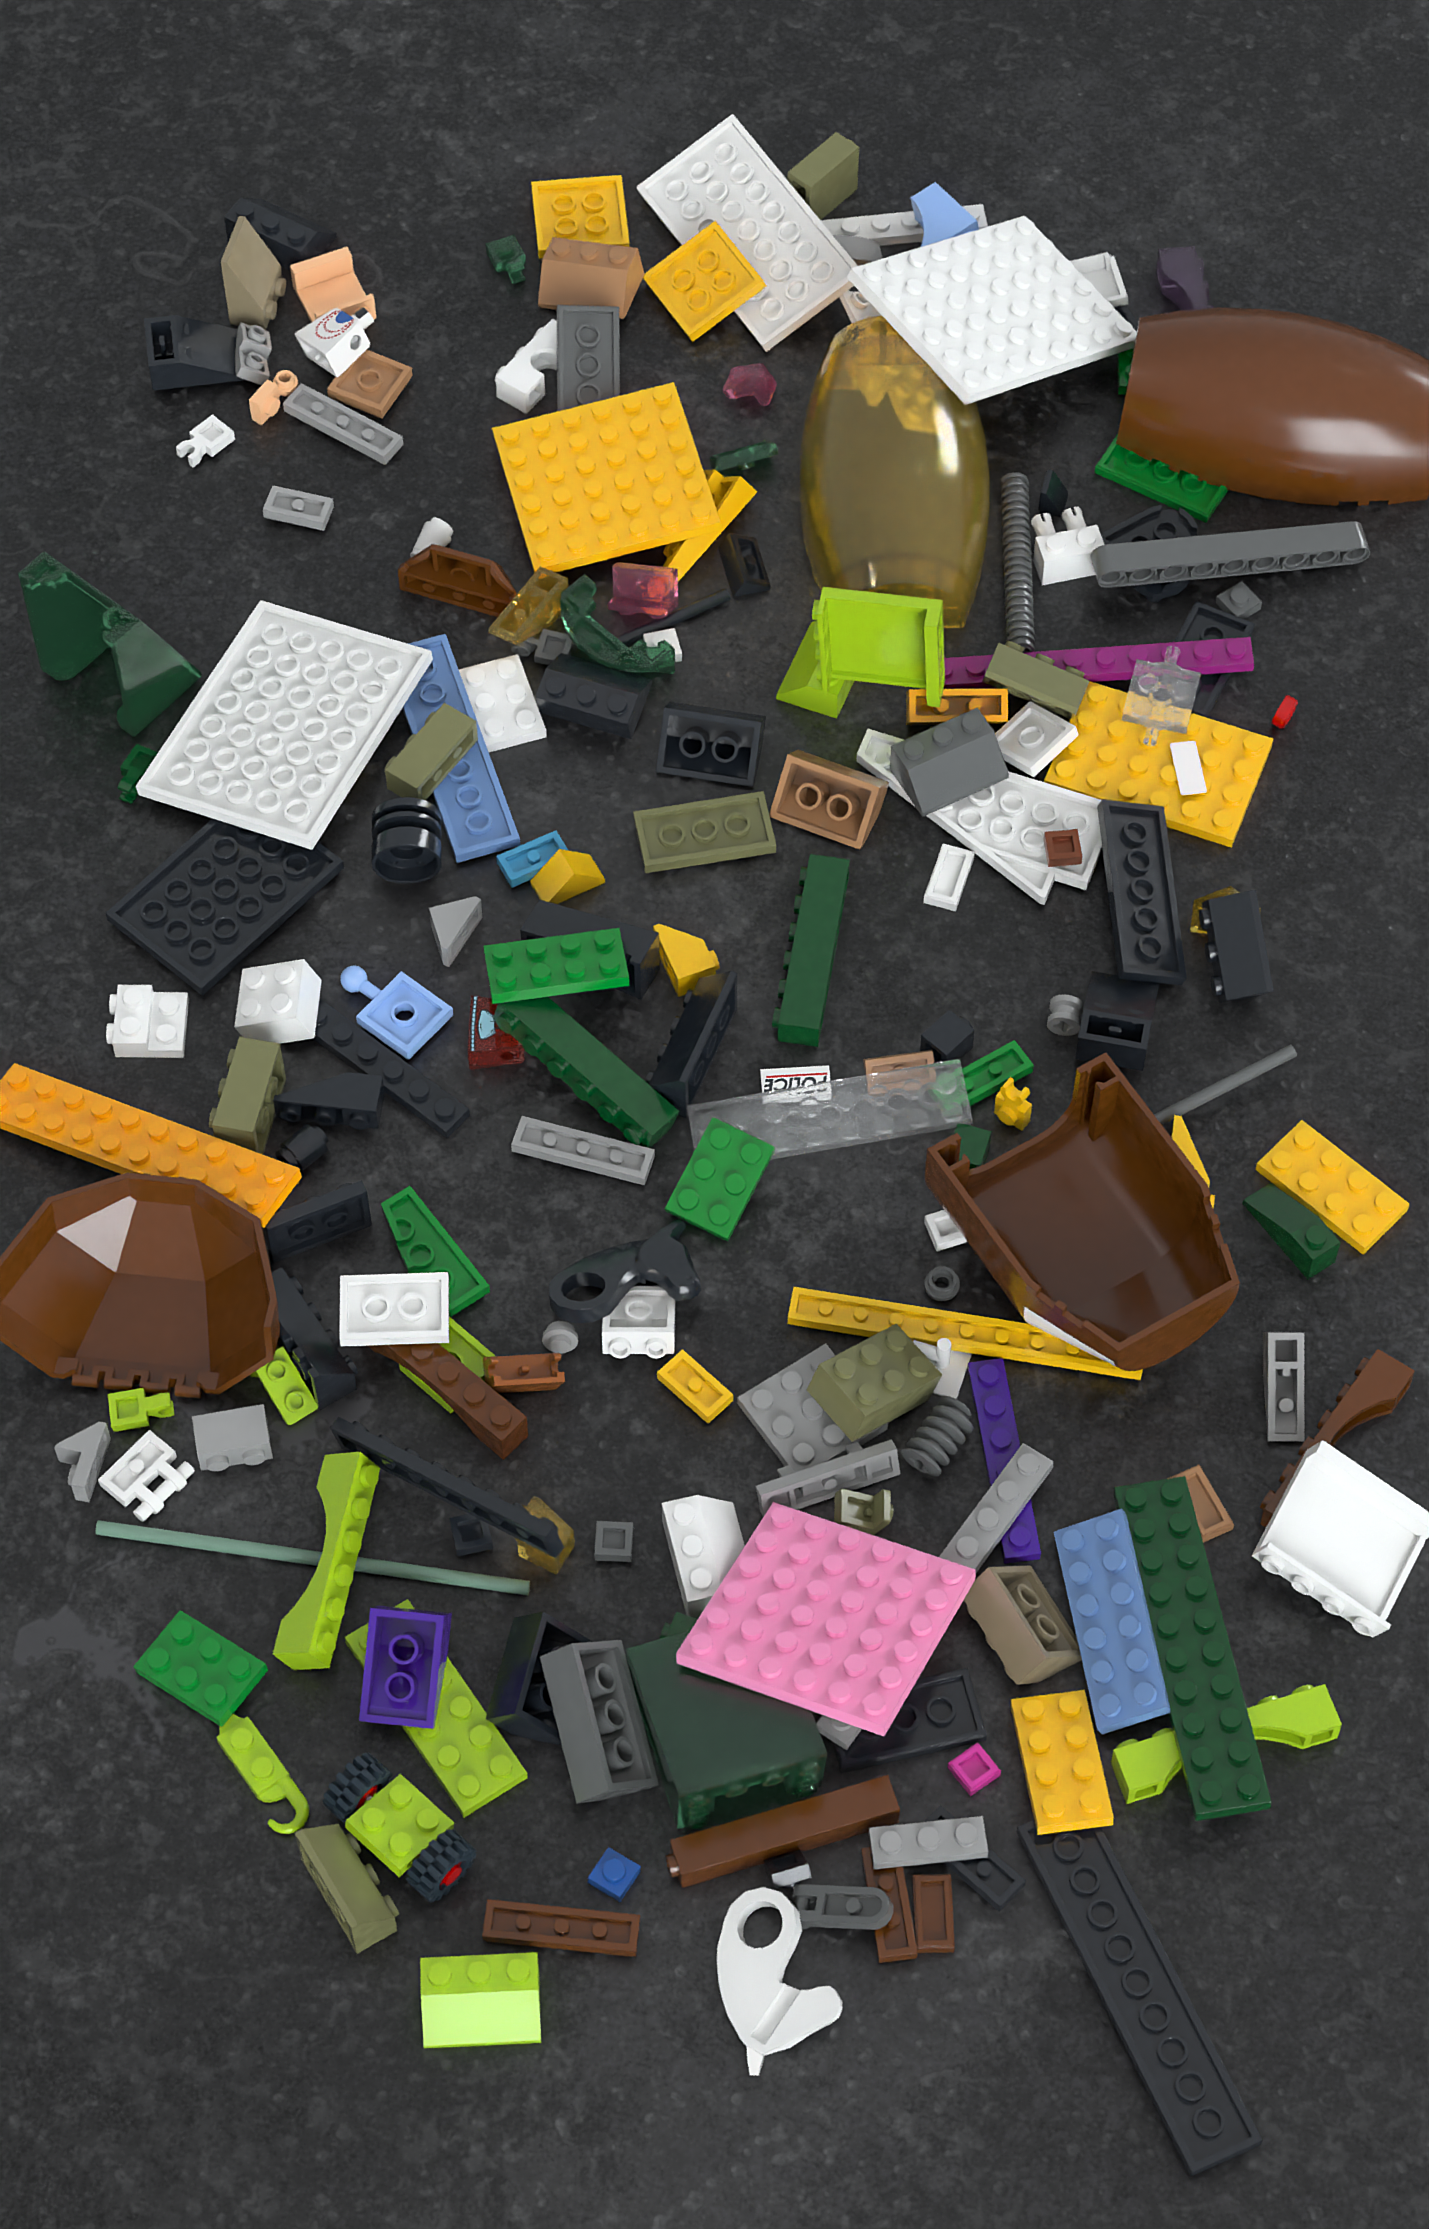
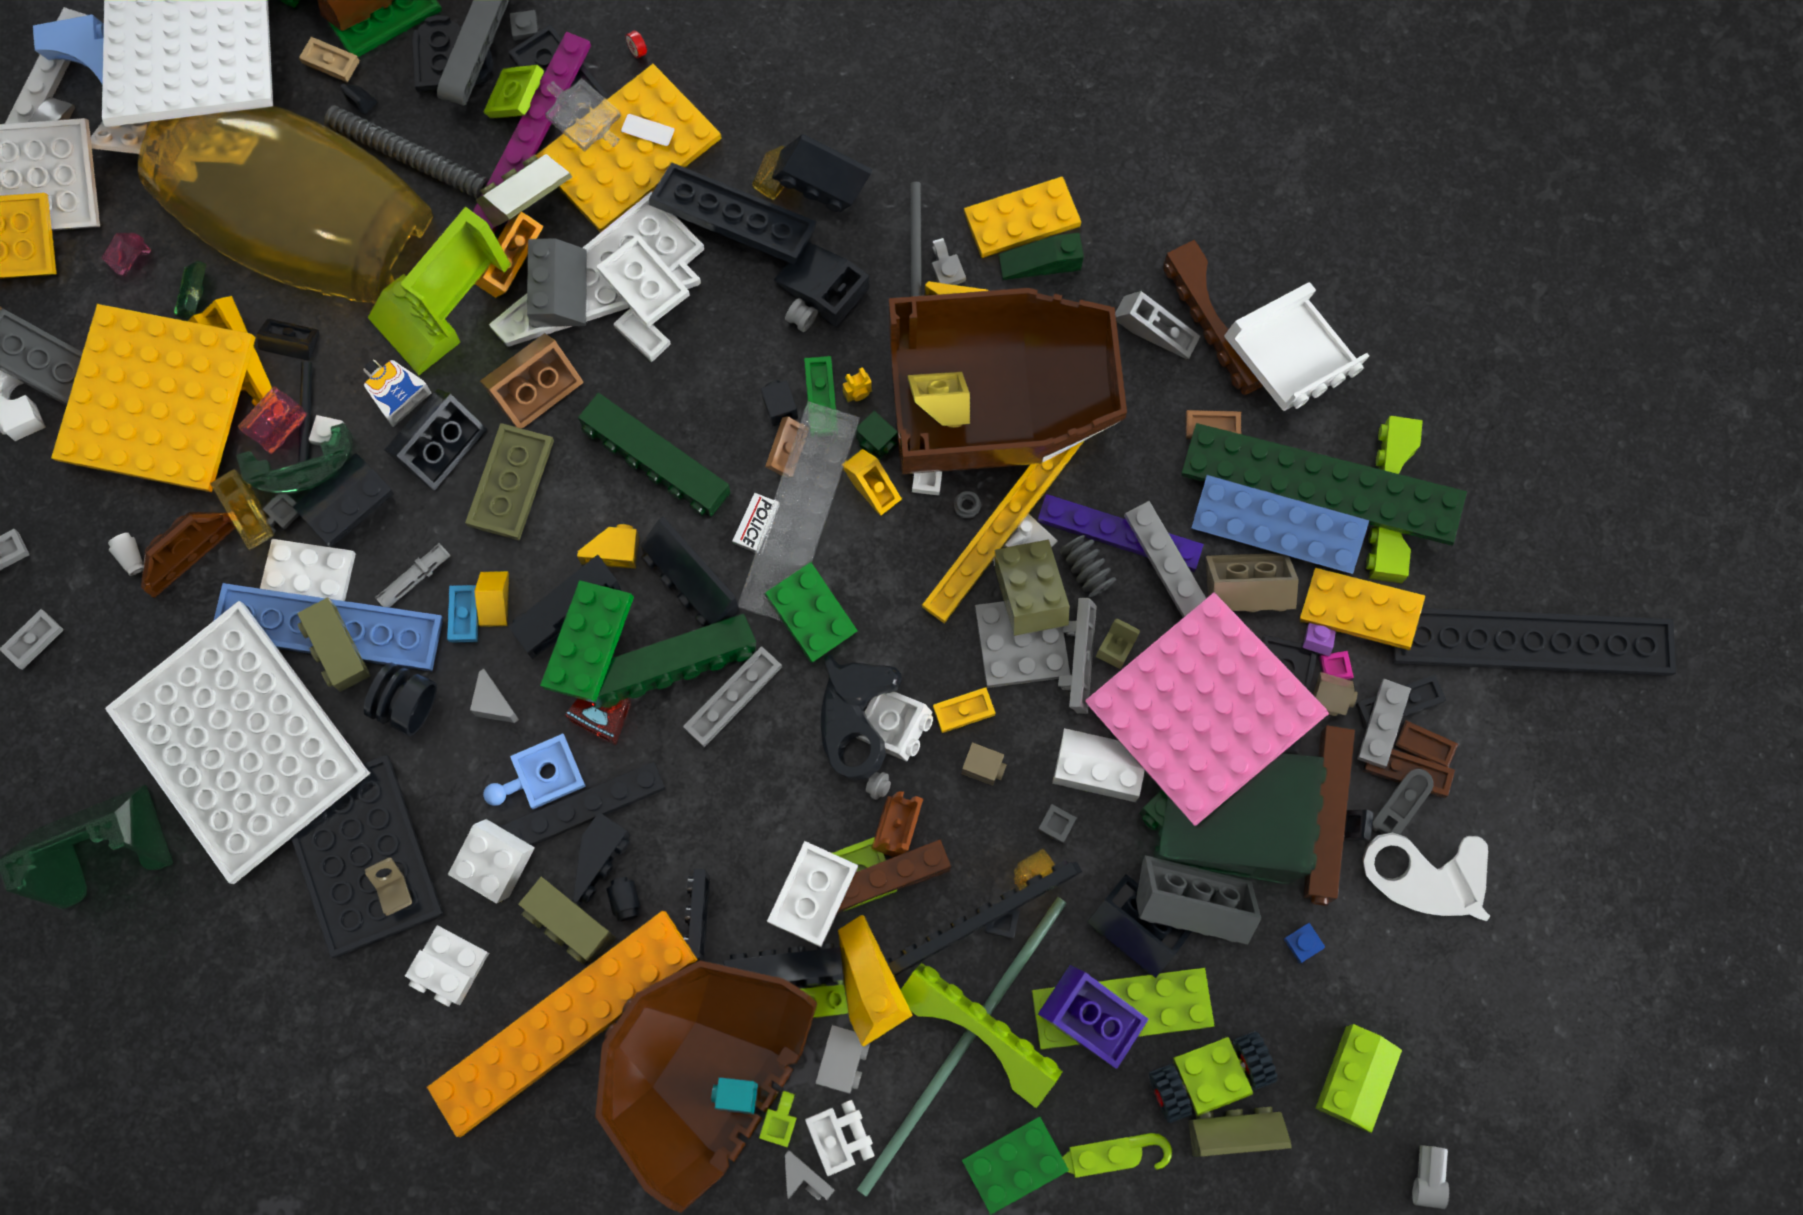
camera: 65 degrees left, 15 degrees up
(133, 770) = (207, 873): dark green plate -> none
(141, 1345) = (735, 1095): none -> teal brick
(203, 928) = (390, 889): none -> dark tan bracket
(325, 1419) = (871, 989): none -> yellow wedge
(391, 2135) = (1431, 1186): none -> light grey piece
(430, 1249) = (758, 846): green wing -> none
(561, 799) = (404, 583): none -> light grey pin
(561, 1927) = (1330, 998): reddish brown plate -> none
(641, 1432) = (984, 764): none -> dark tan brick
(741, 680) = (394, 389): none -> torso
(906, 1175) = (872, 481): none -> yellow slope
(934, 1771) = (1335, 693): none -> dark tan brick
(996, 1730) = (1319, 639): none -> medium lavender plate
(1004, 841) = (643, 280): none -> white plate
(1034, 738) = (565, 215): white plate -> none
(1044, 1186) = (942, 397): none -> light yellow slope
(1062, 848) = (670, 245): copper plate -> none
(1065, 553) = (419, 110): white brick -> none
(1077, 449) = (329, 59): none -> tan plate
(1147, 624) = (513, 91): none -> lime plate
(1219, 1138) = (946, 268): none -> light grey plate

